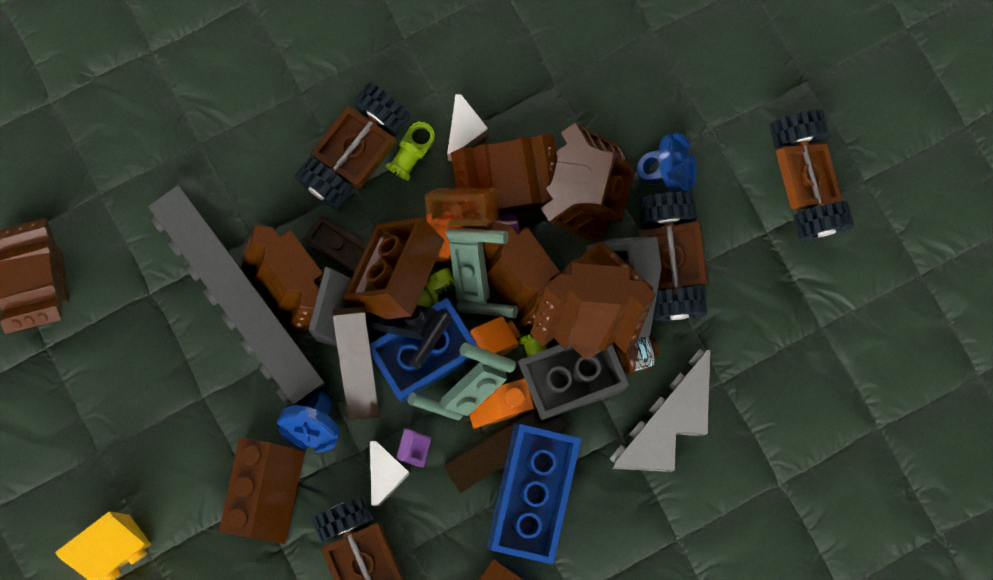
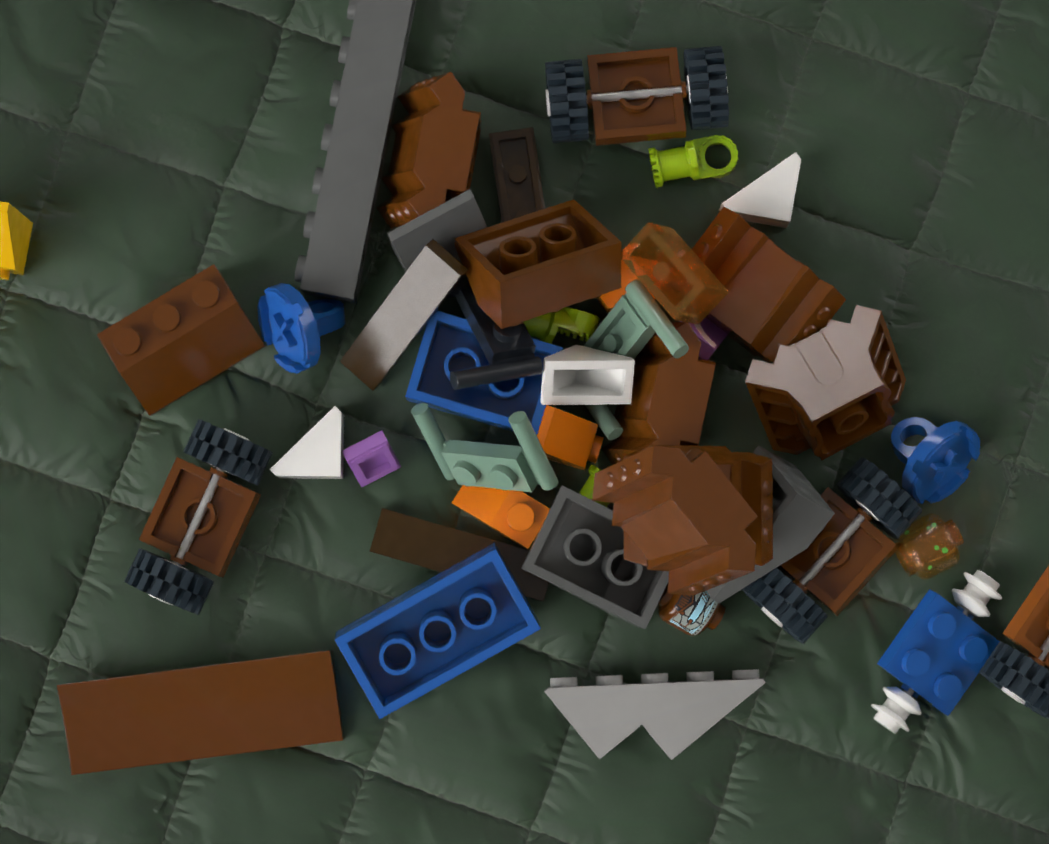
camera: 50 degrees right, 5 degrees up
(474, 298) = (586, 377): none -> white slope
(714, 208) = (929, 547): none -> clear orange head
(771, 251) = (938, 652): none -> blue plate

